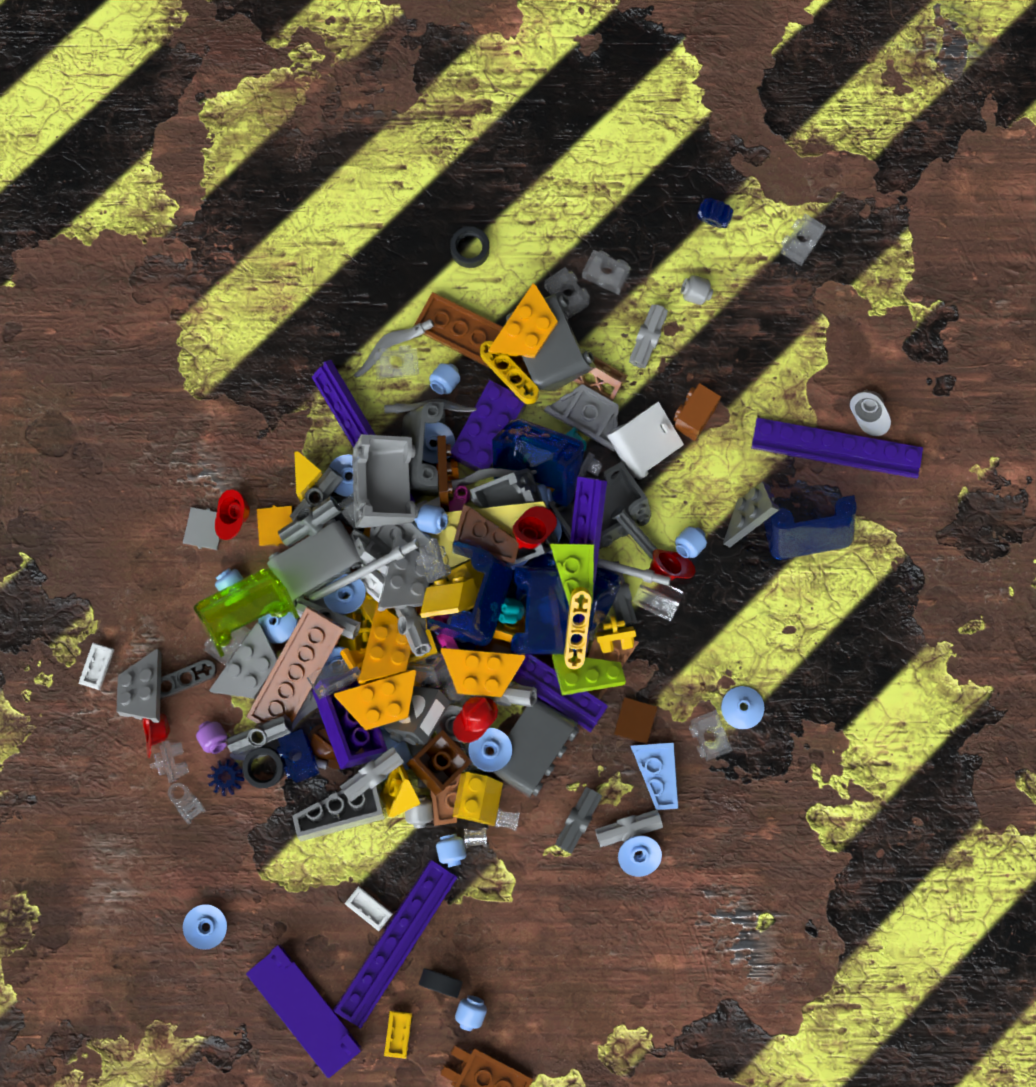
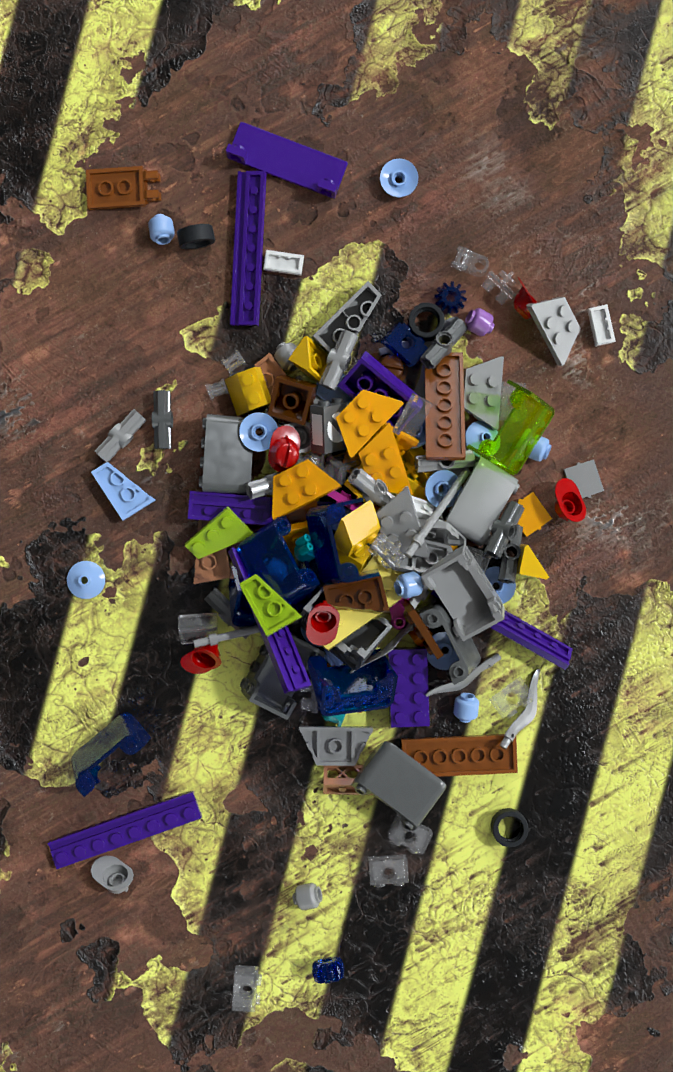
camera: 145 degrees right, 10 degrees up
(178, 686) = (535, 352): dark grey beam -> none
(398, 1034) = (207, 183): yellow plate -> none
(451, 850) = (246, 341): light blue head -> none
(510, 371) = (416, 743): yellow beam -> none
(527, 327) = (424, 785): light orange wing -> none
(577, 628) = (240, 564): yellow beam -> none
(625, 635) = (215, 579): yellow hips -> none
(634, 530) = (256, 673): dark grey axle -> none
(635, 720) = (162, 521): reddish brown piece -> none
(640, 864) = (100, 419): light blue dish -> none
(645, 440) = (278, 747): white door -> none
(648, 336) = (324, 835): light grey piece -> none
(690, 542) = (197, 686): light blue head -> none
(697, 411) = (249, 795): dark orange brick -> none
(712, 723) = (86, 537): clear brick -> none
(750, 512) = (161, 737): dark grey wing -> none

